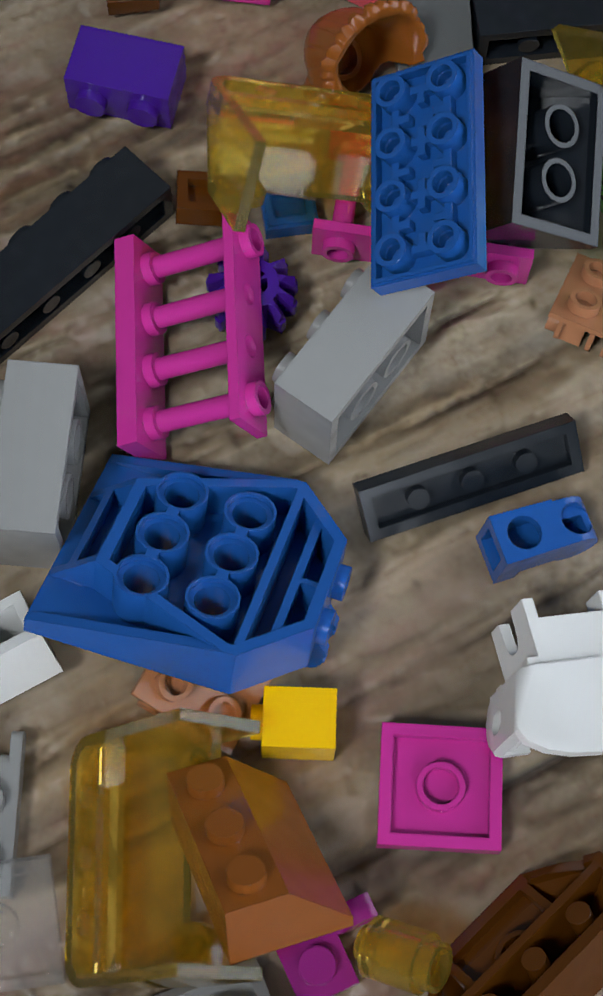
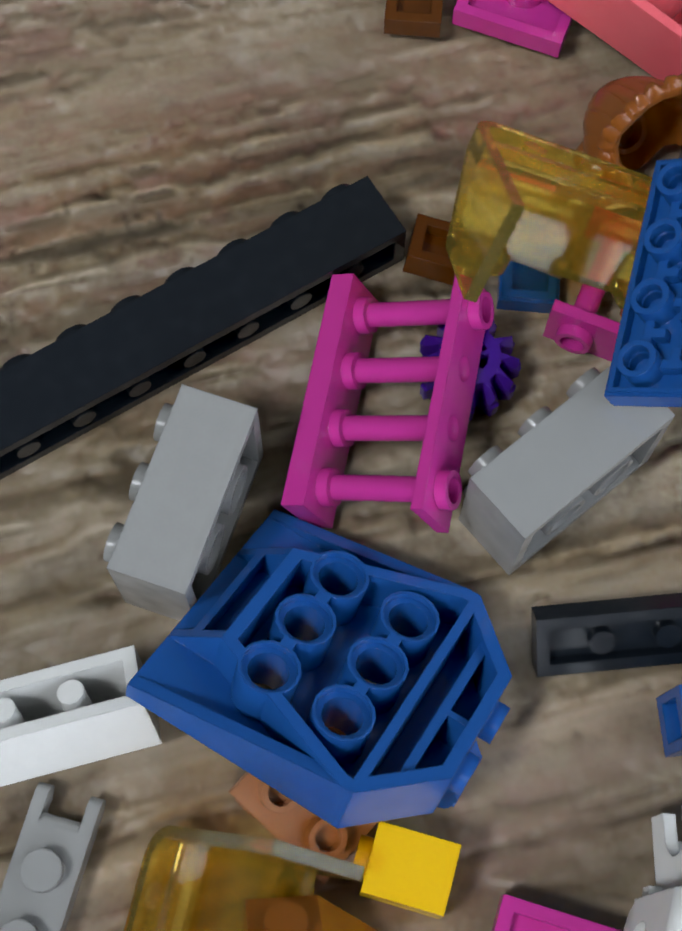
camera: 15 degrees right, 0 degrees up
(125, 77) = (386, 102): dark purple brick -> none

